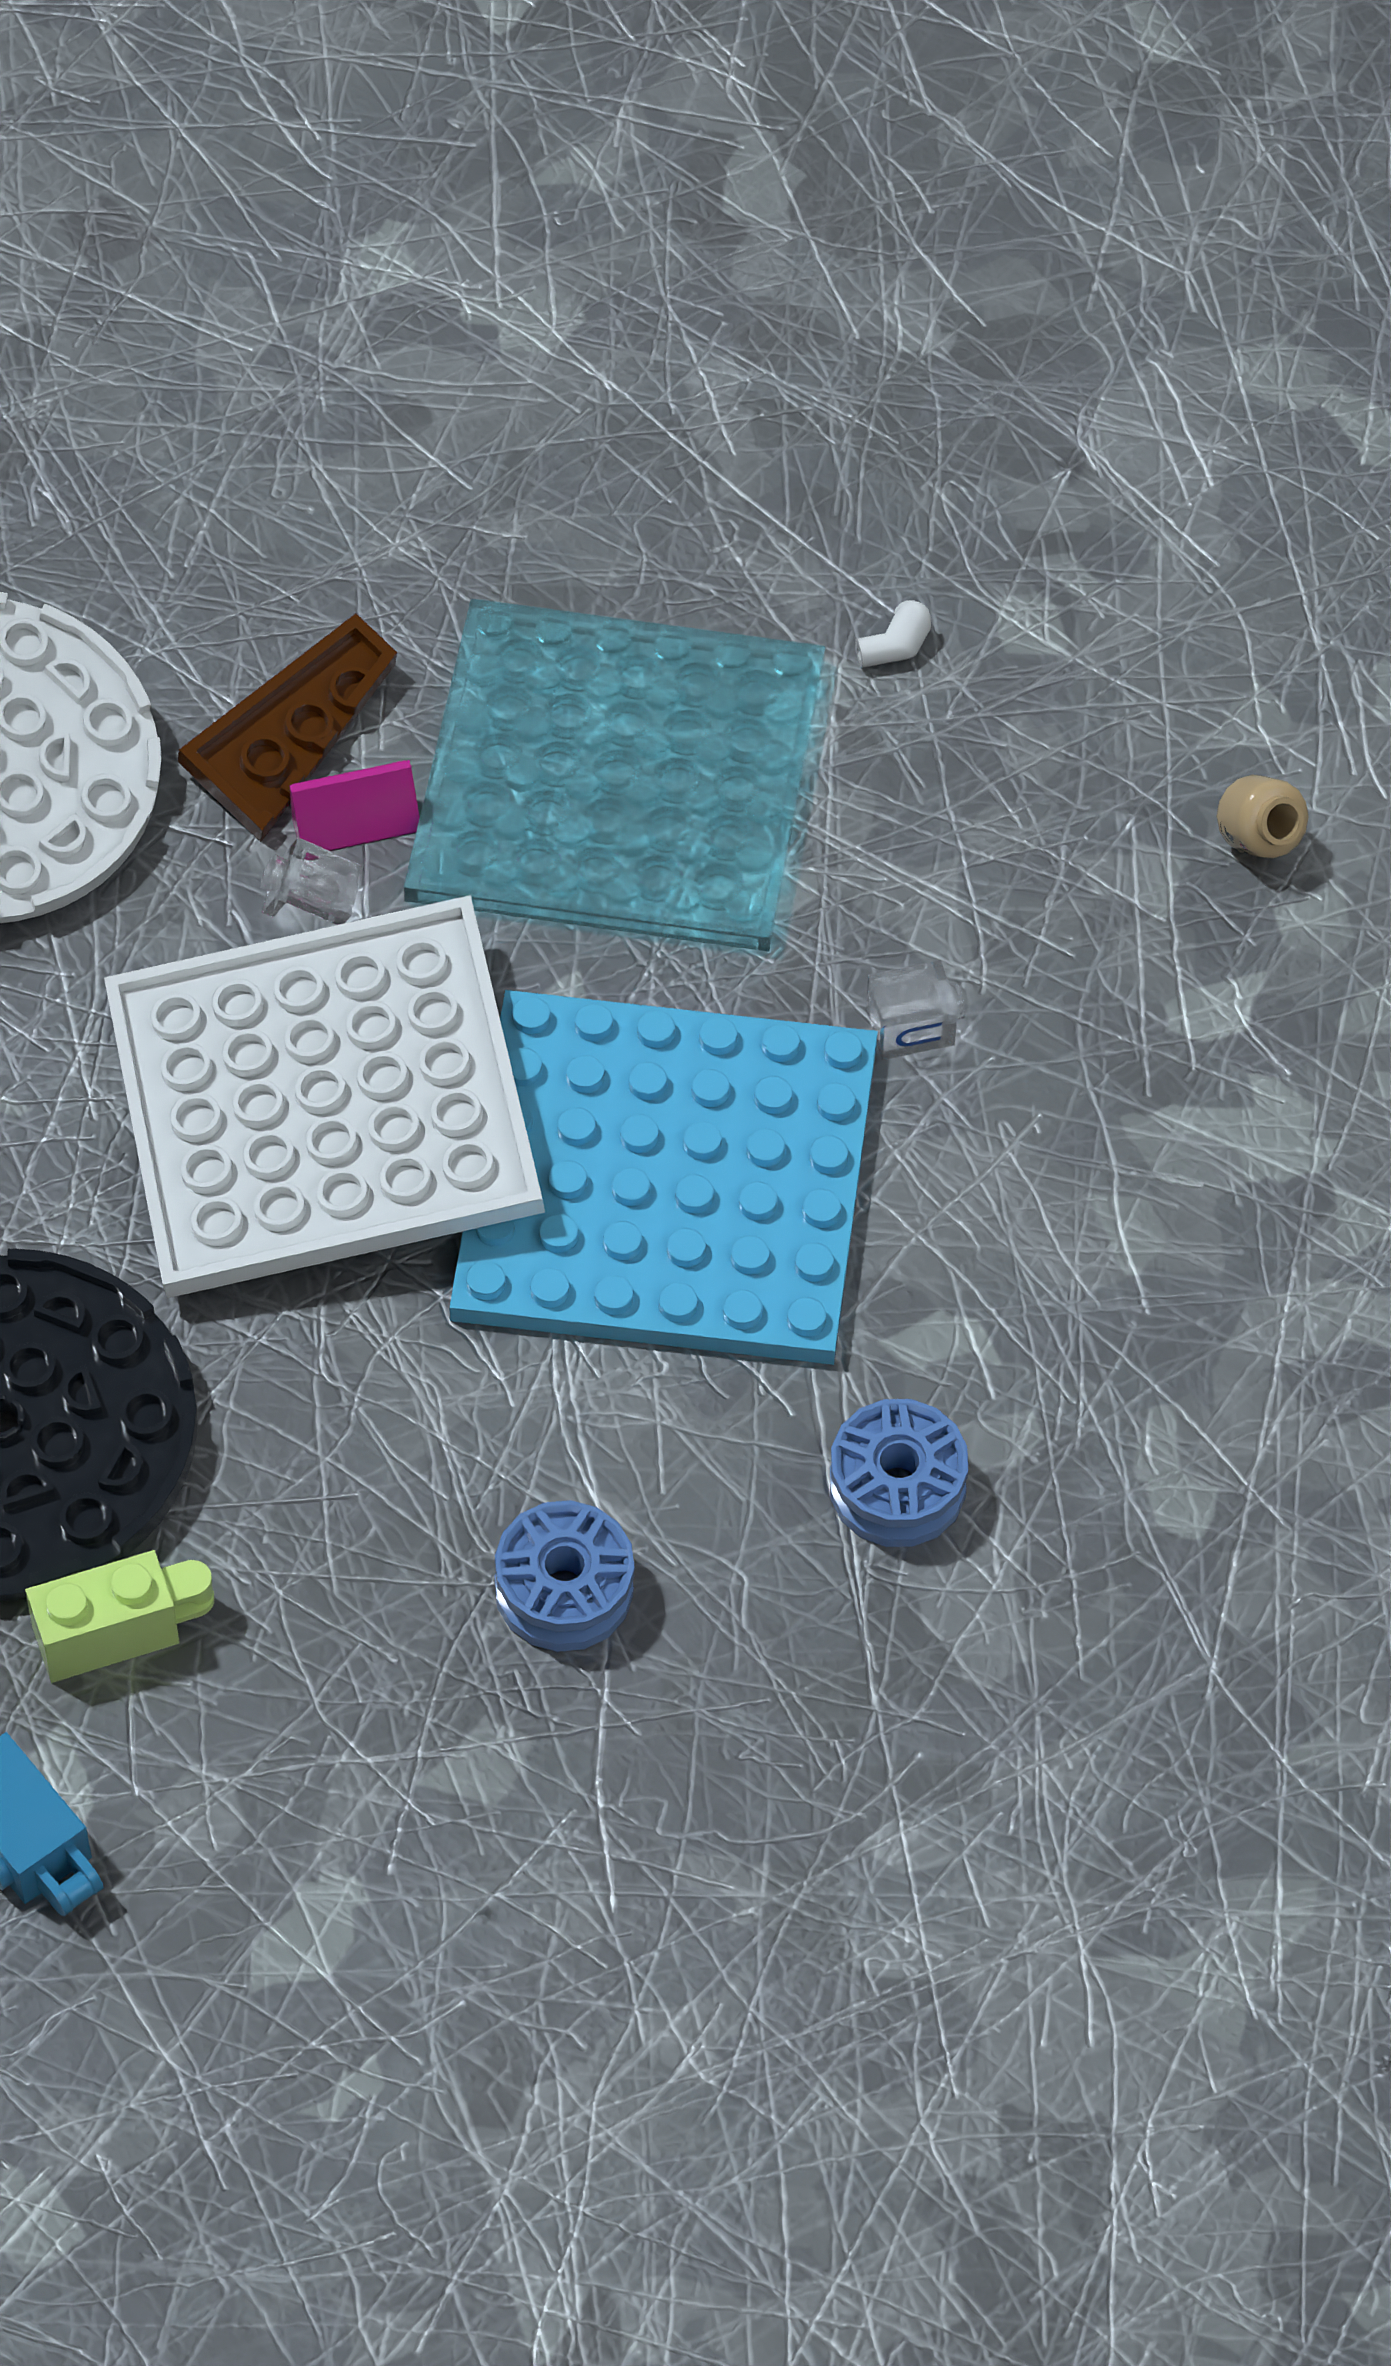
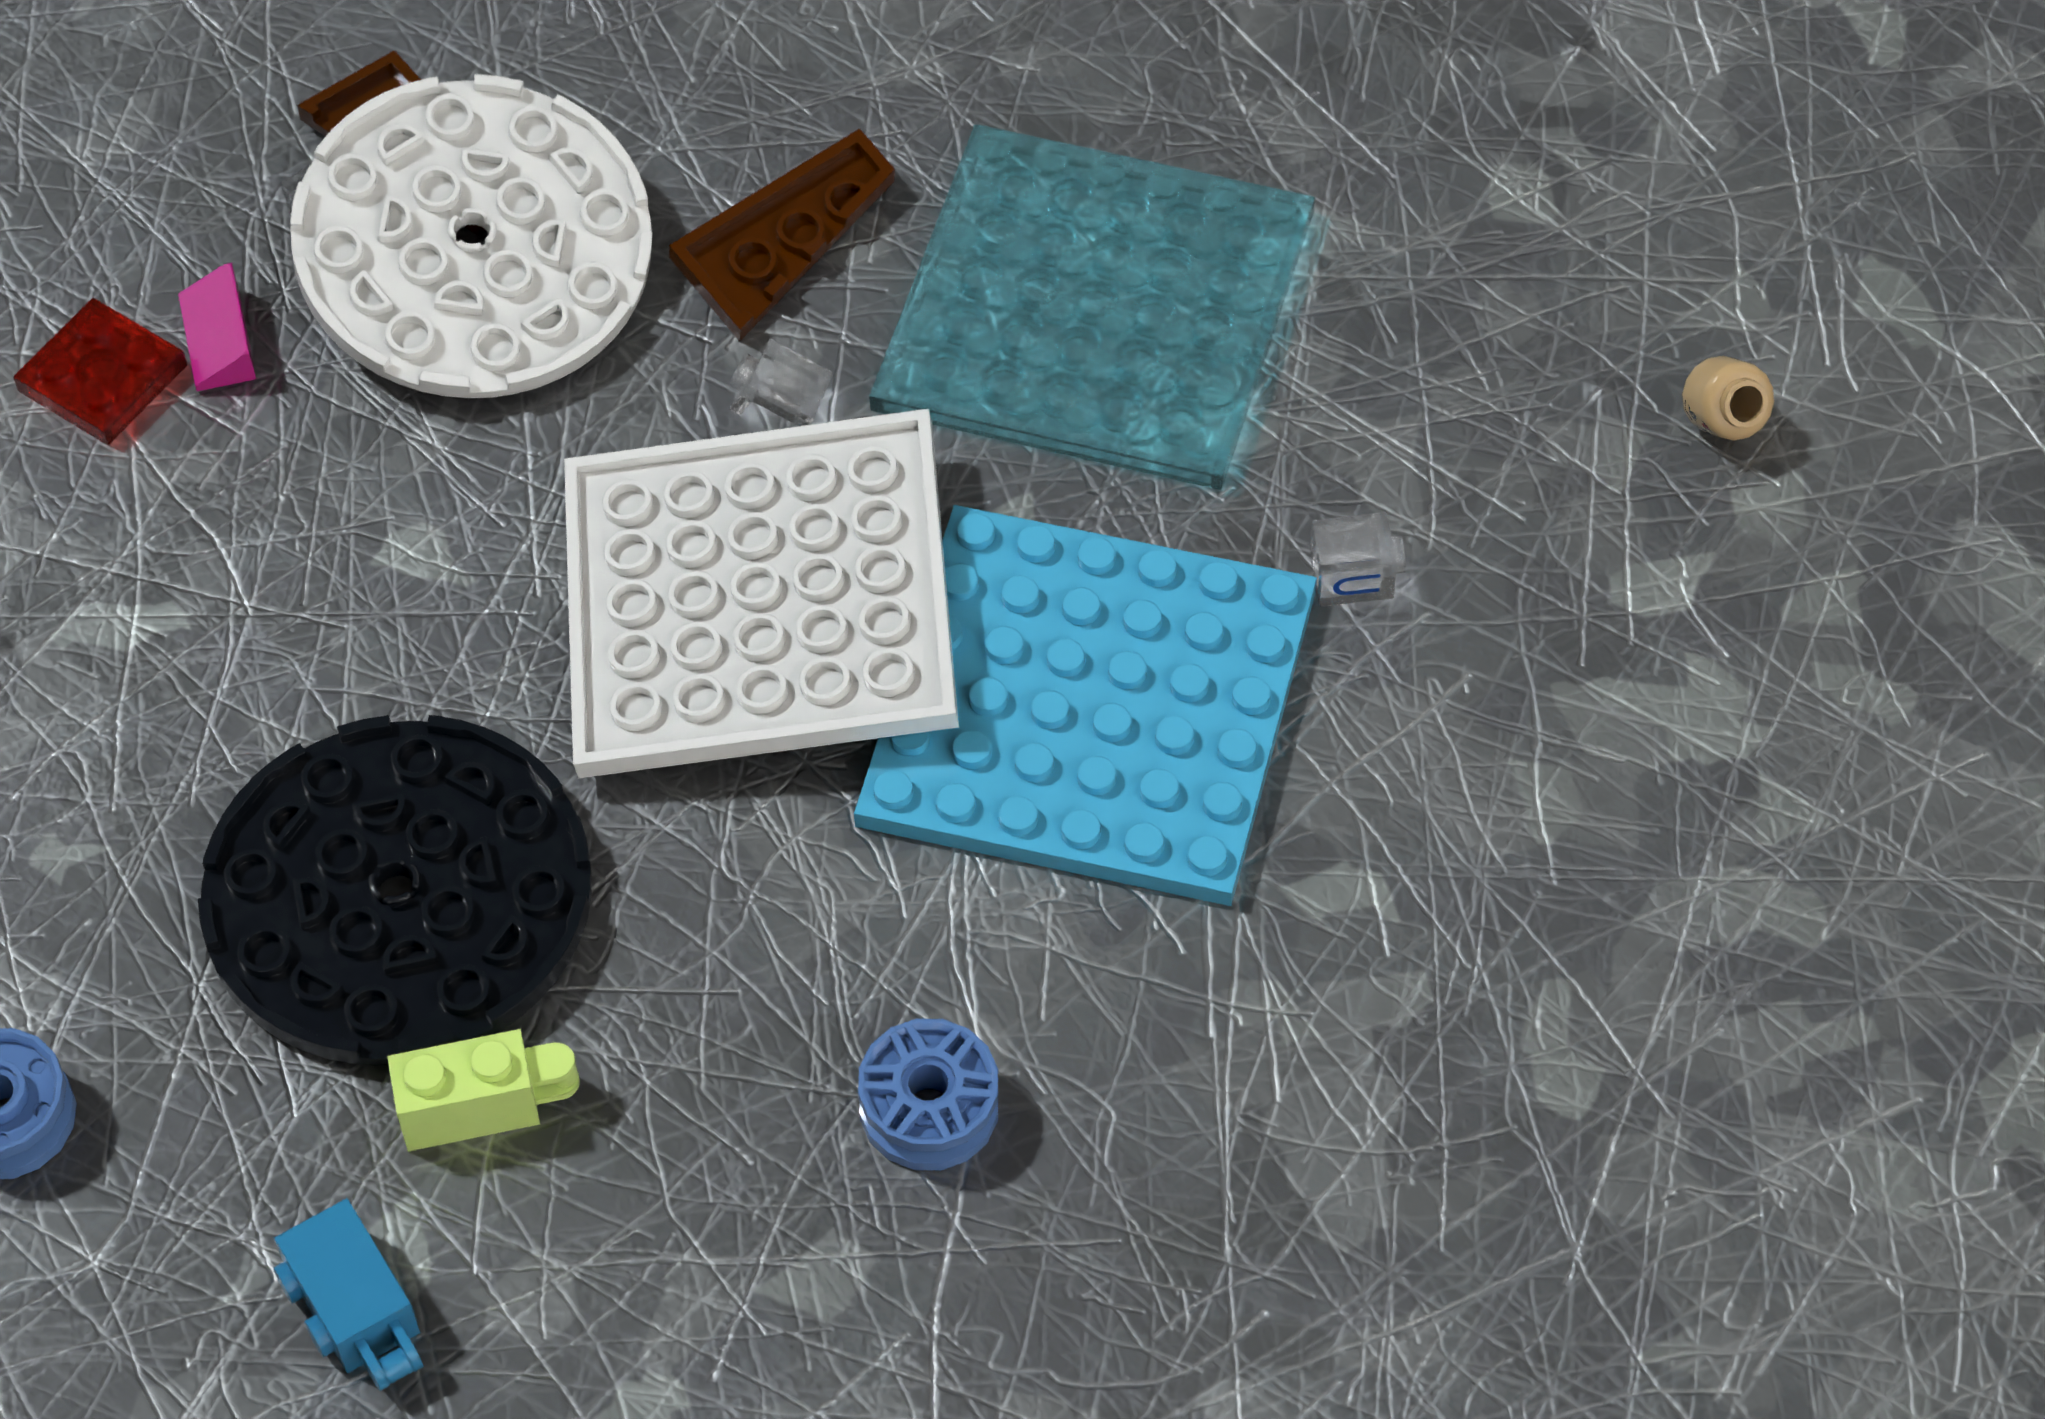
camera: 10 degrees right, 0 degrees up
(356, 806) = (833, 314): dark pink slope -> none
(901, 639) = (1390, 197): white arm -> none
(904, 1437) = (1279, 985): medium blue wheel -> none

